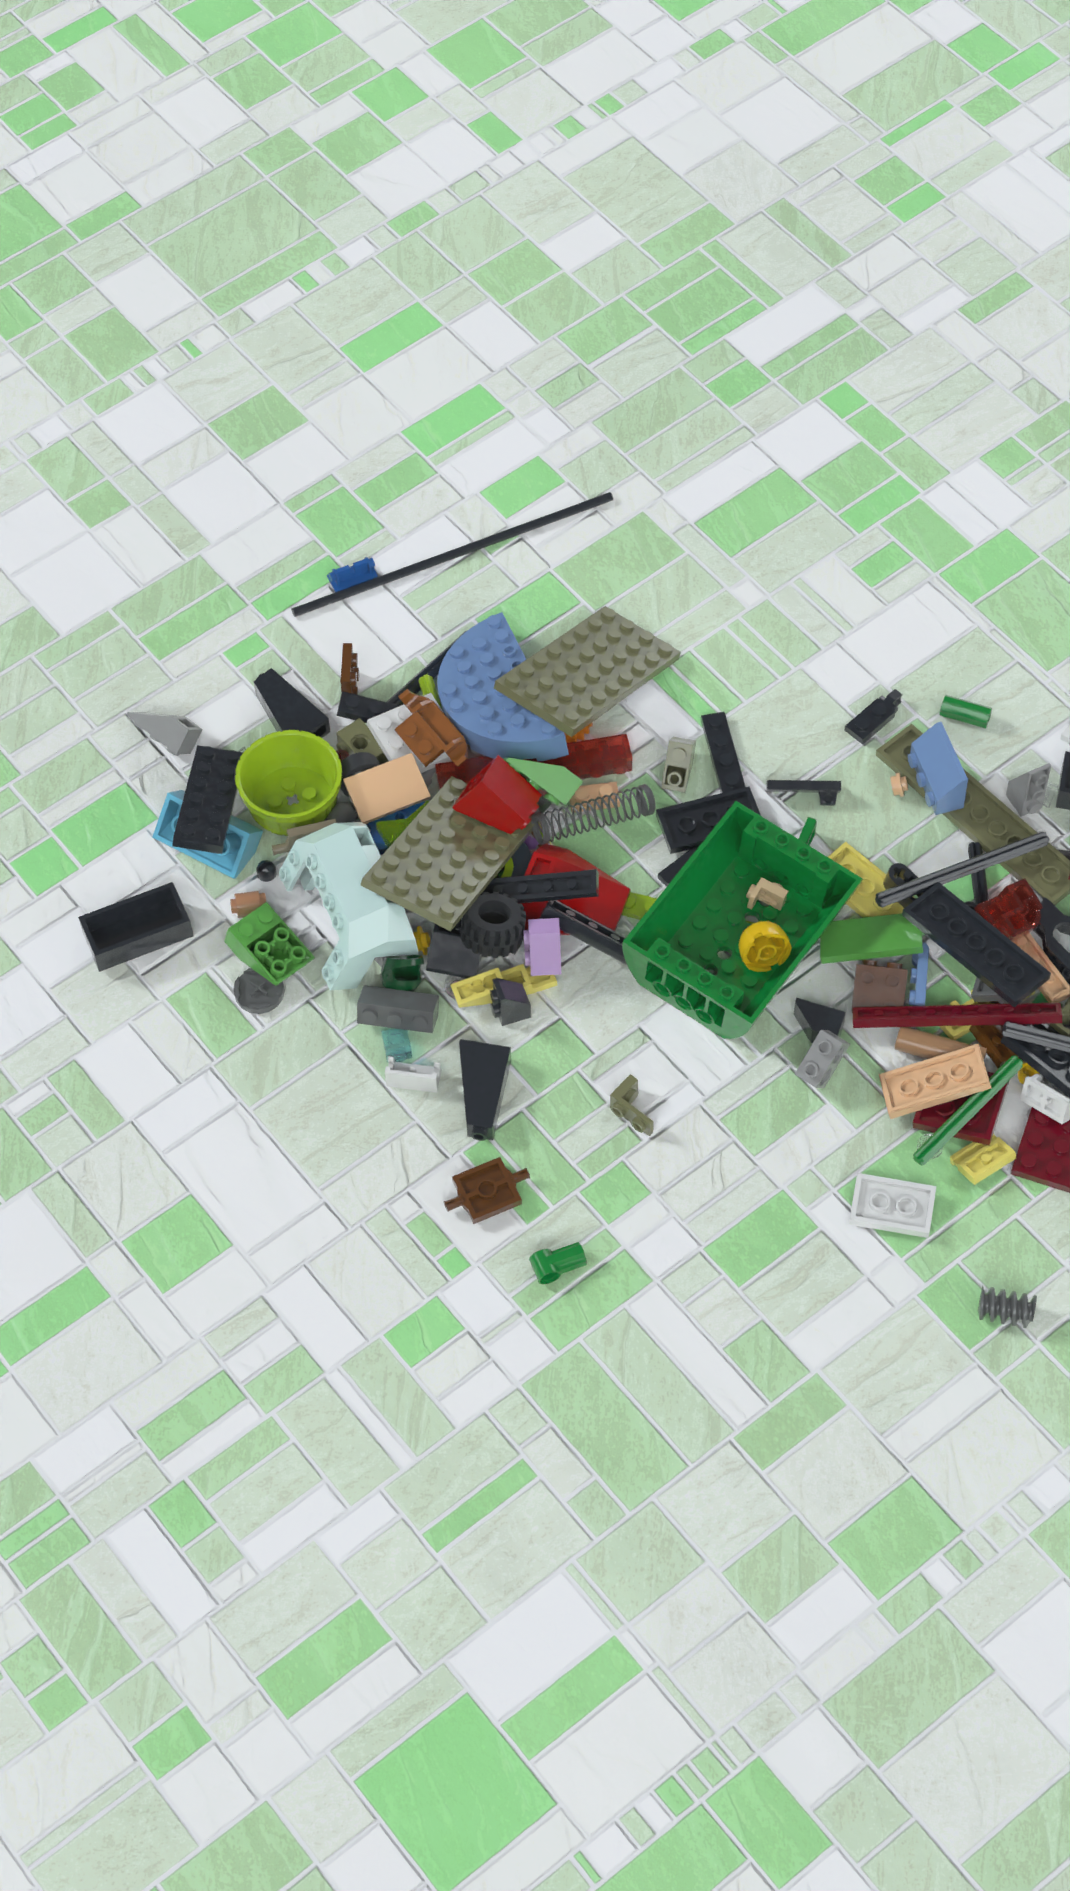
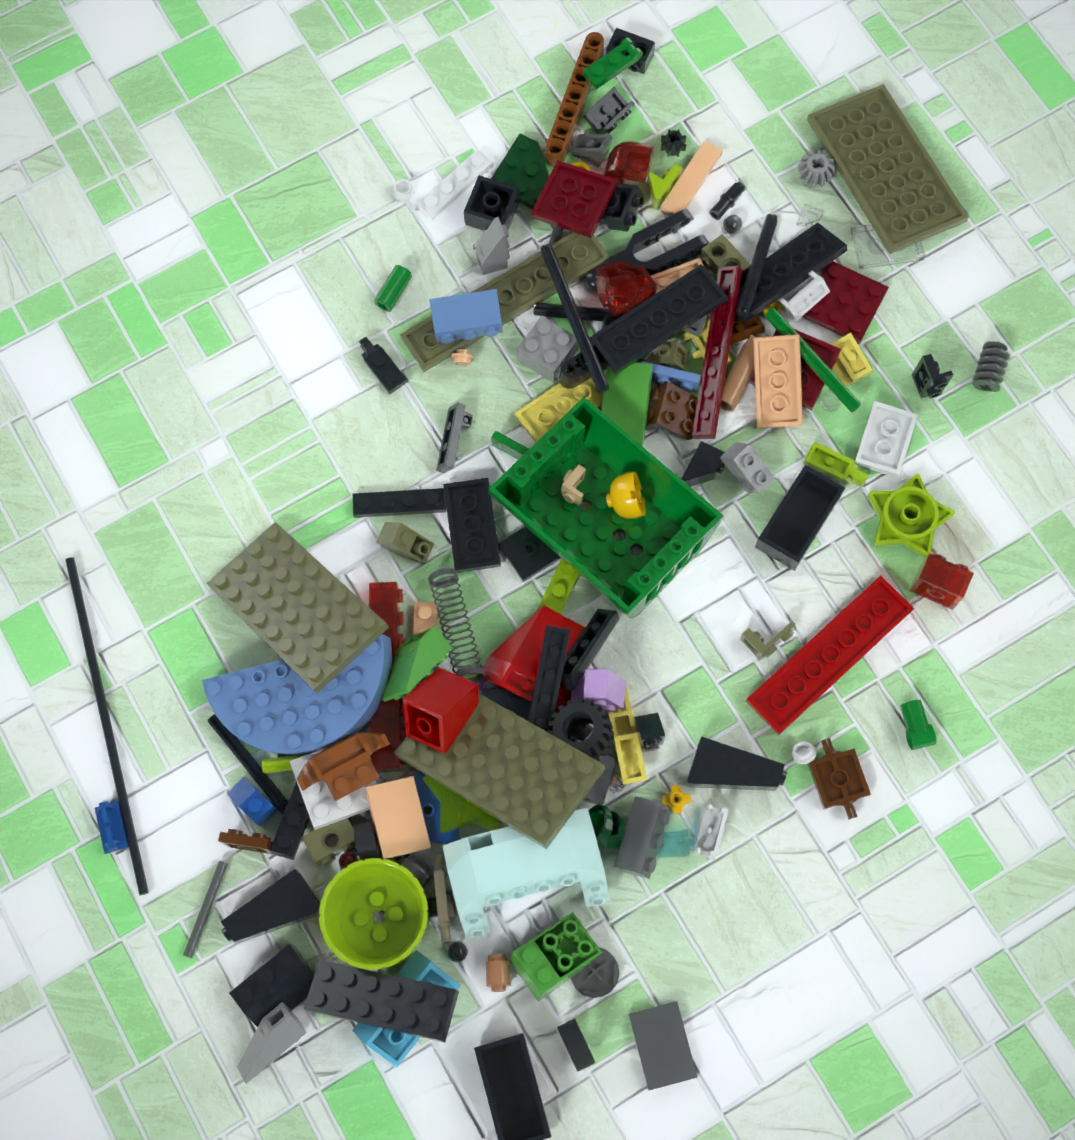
camera: 80 degrees left, 15 degrees up
(184, 972) = (576, 1045): none -> black tyre
(192, 1057) = (663, 1045): none -> dark grey tile
(221, 721) = (279, 980): none -> black slope
(284, 662) = (205, 909): none -> dark grey piece
(388, 679) = (252, 802): none -> blue slope
(443, 1047) = (676, 806): none -> yellow plate
(510, 1153) = (803, 752): none -> white plate
(626, 1170) = (829, 655): none -> red plate
(726, 1265) = (941, 581): none -> clear red brick
(775, 1119) = (799, 517): none -> black piece
(802, 1235) = (915, 502): none -> lime plate
(849, 1155) = (834, 465): none -> lime hinge
(927, 851) = (547, 349): none -> light grey brick
(945, 975) = (668, 353): none -> olive bracket
(974, 1235) = (927, 377): none -> black bracket

